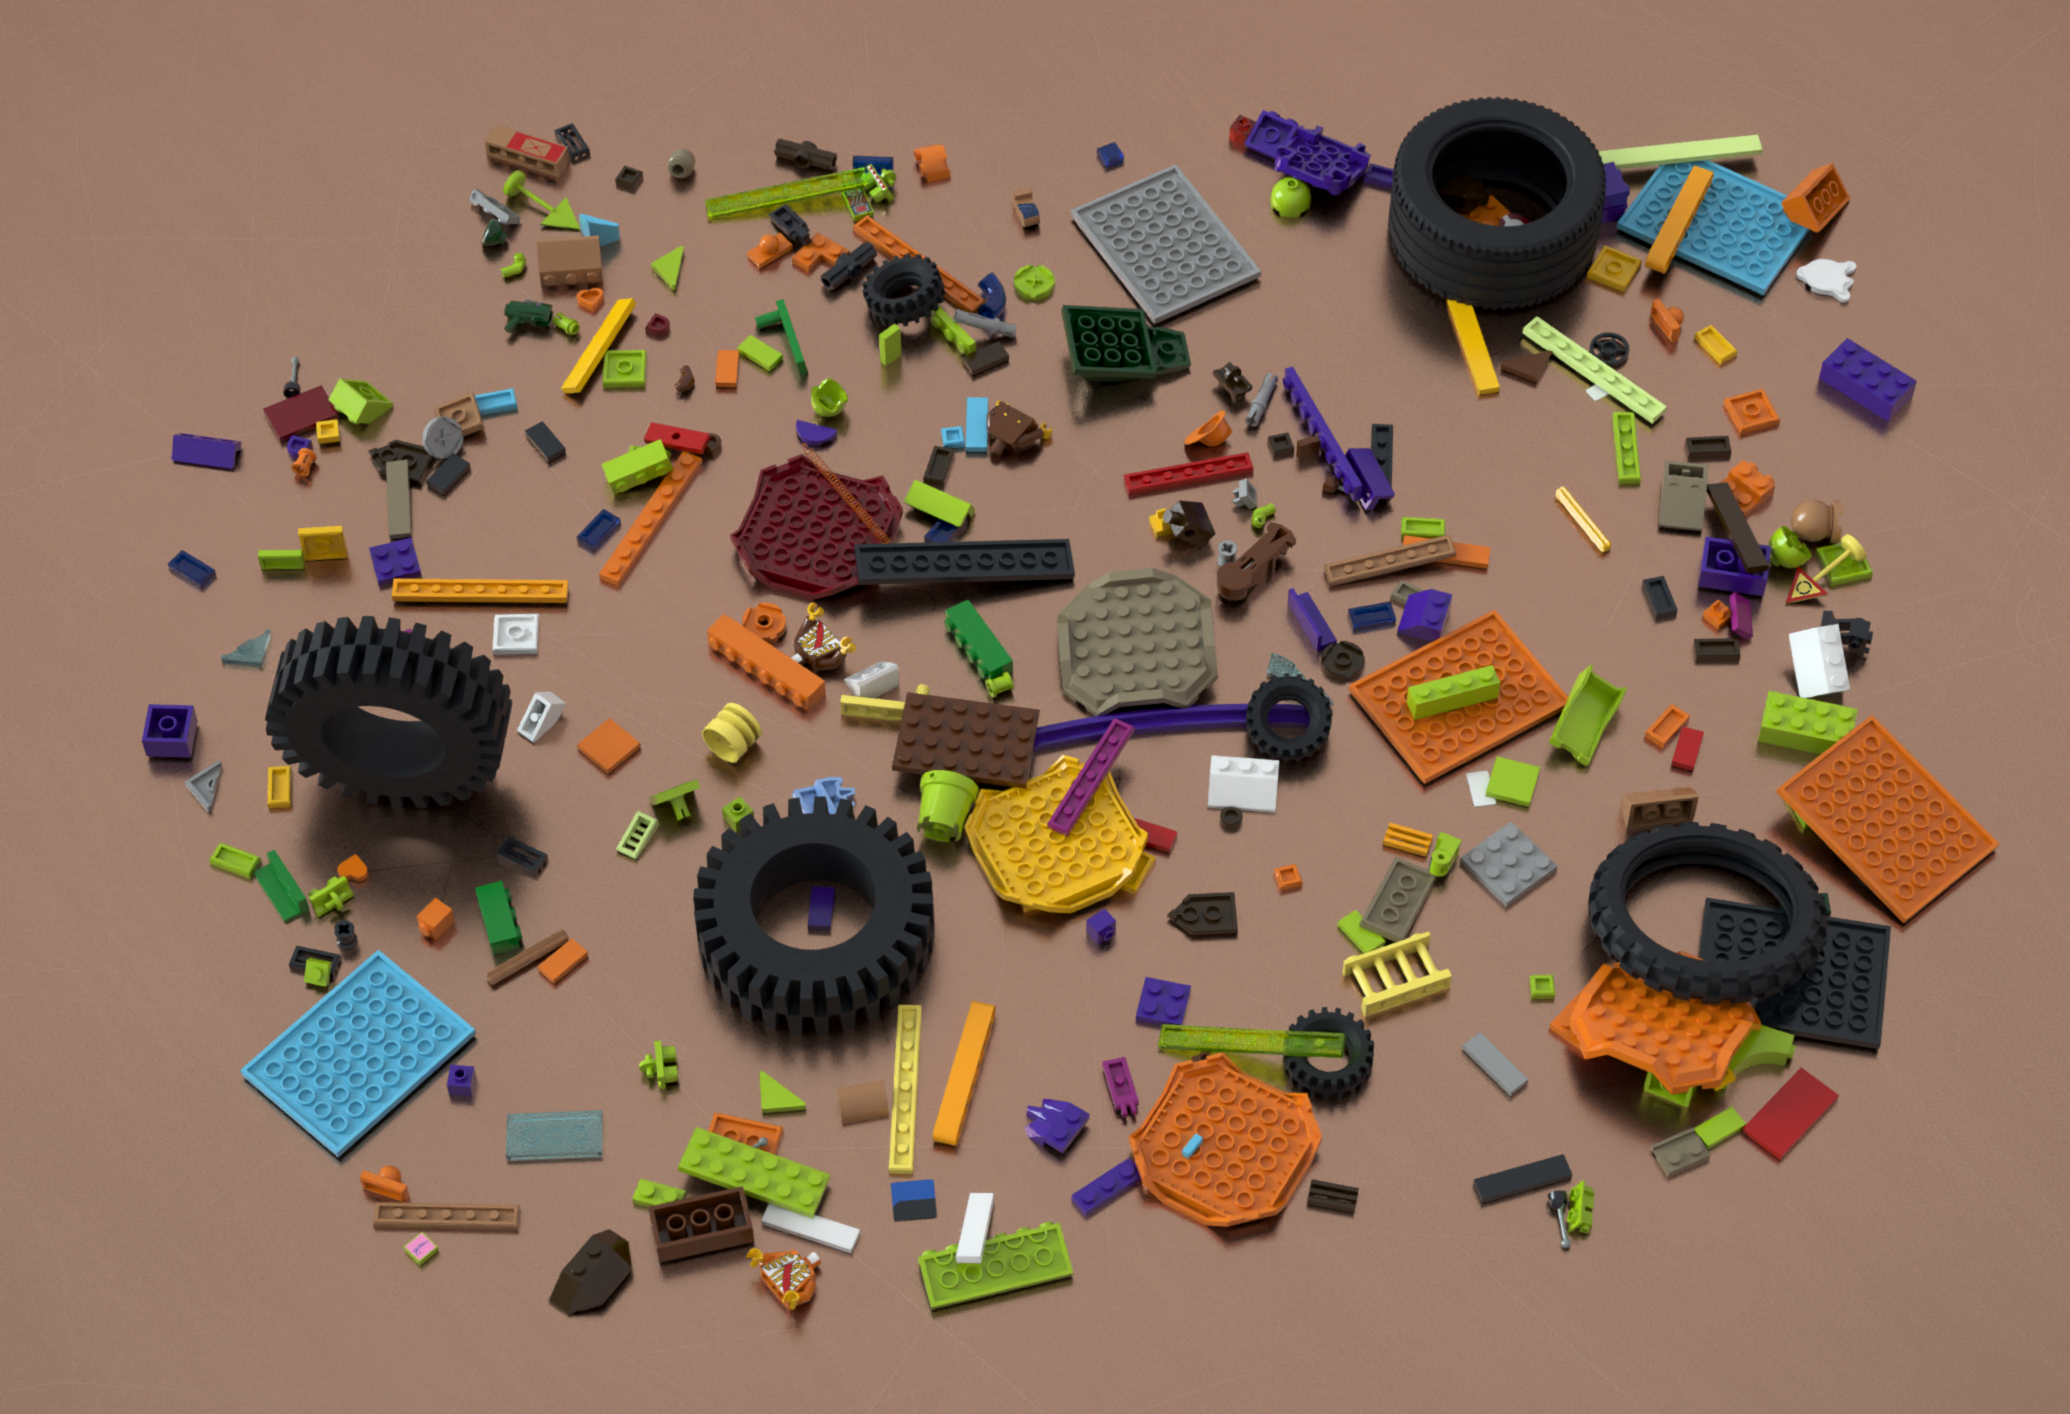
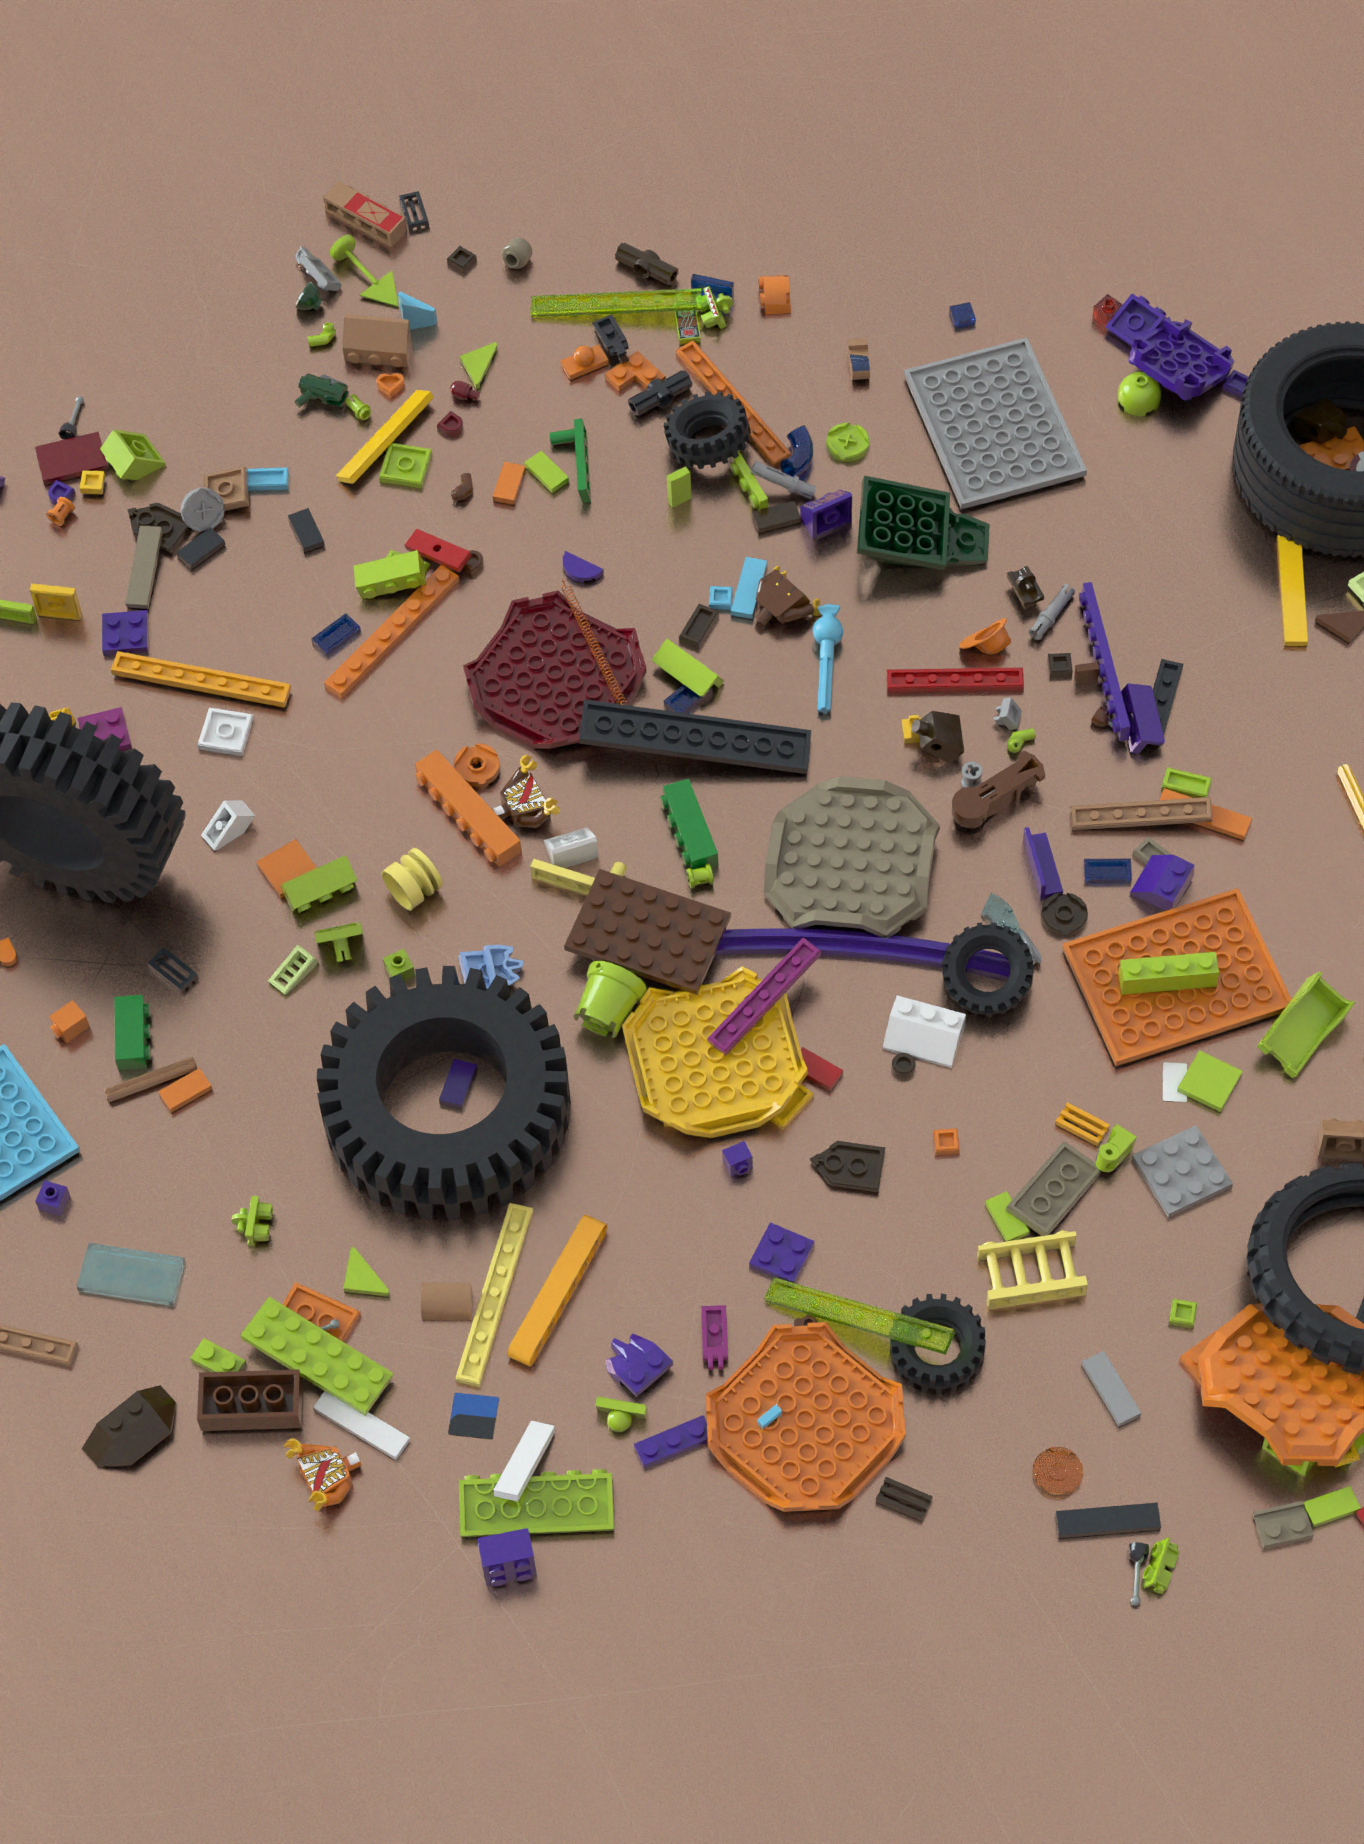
camera: 15 degrees right, 5 degrees up
(643, 753) = (319, 884): none -> lime brick
(662, 293) = (463, 391): none -> dark red cylinder
(828, 398) = (601, 534): lime helmet -> none
(982, 1315) = (507, 1557): none -> dark purple brick
(1033, 346) = (827, 513): none -> dark purple slope
(1052, 1169) = (620, 1412): none -> lime tile
(1061, 451) = (827, 632): none -> medium azure piece
(1466, 1145) = (1057, 1471): none -> clear orange tile

